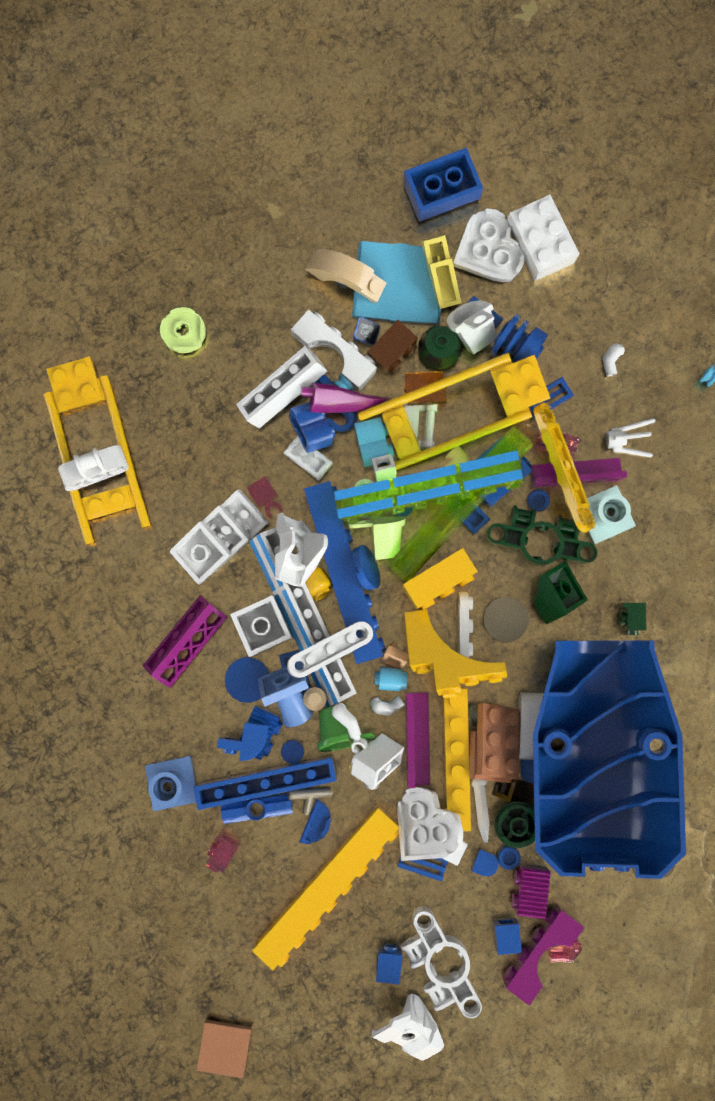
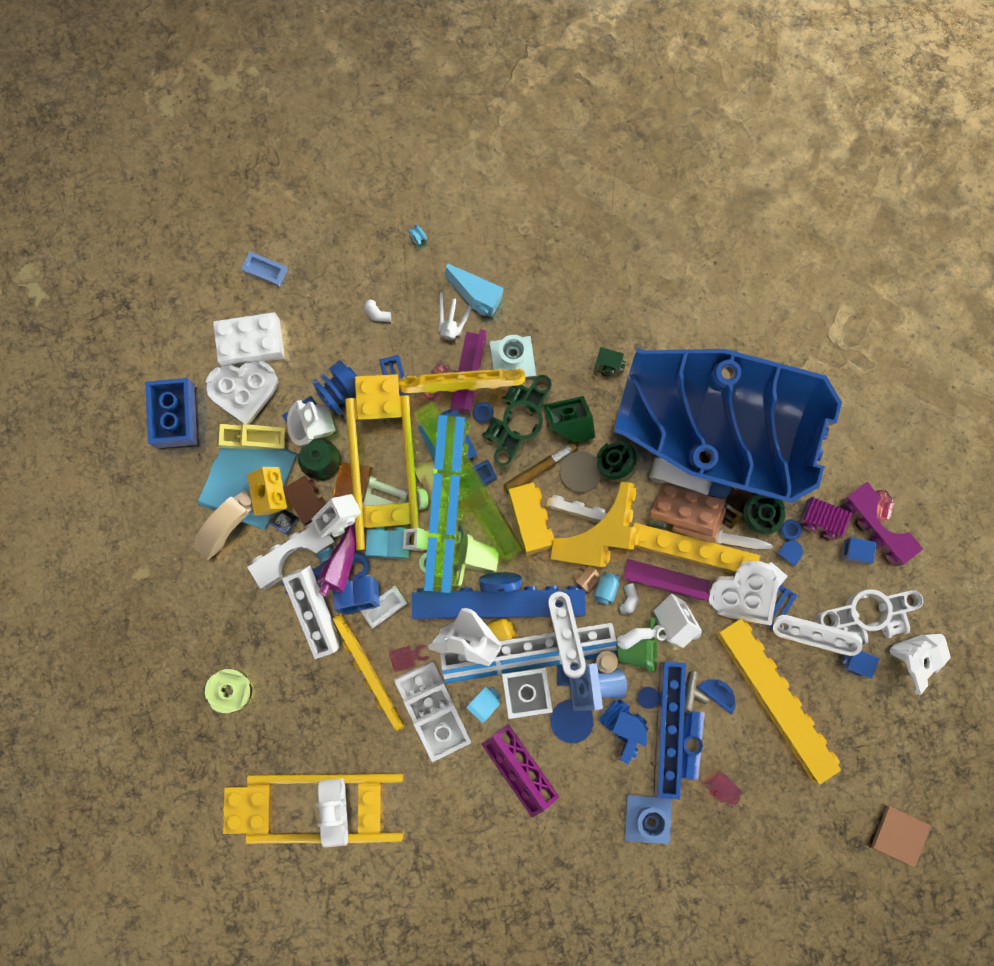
camera: 75 degrees left, 5 degrees down
(232, 468) = (372, 681): none -> yellow plate
(237, 586) = (484, 704): none -> medium azure slope
(384, 381) = (336, 516): none -> white brick
(390, 304) = (266, 491): none -> yellow brick
(404, 912) = (817, 635): none -> white plate
(429, 463) = (422, 498): none -> tile
(495, 574) = (536, 470): none -> pearl gold piece
(527, 654) = (617, 461): none -> dark green cone
(623, 230) = (264, 269): none -> medium blue tile
(666, 458) = (478, 293): none -> medium azure slope

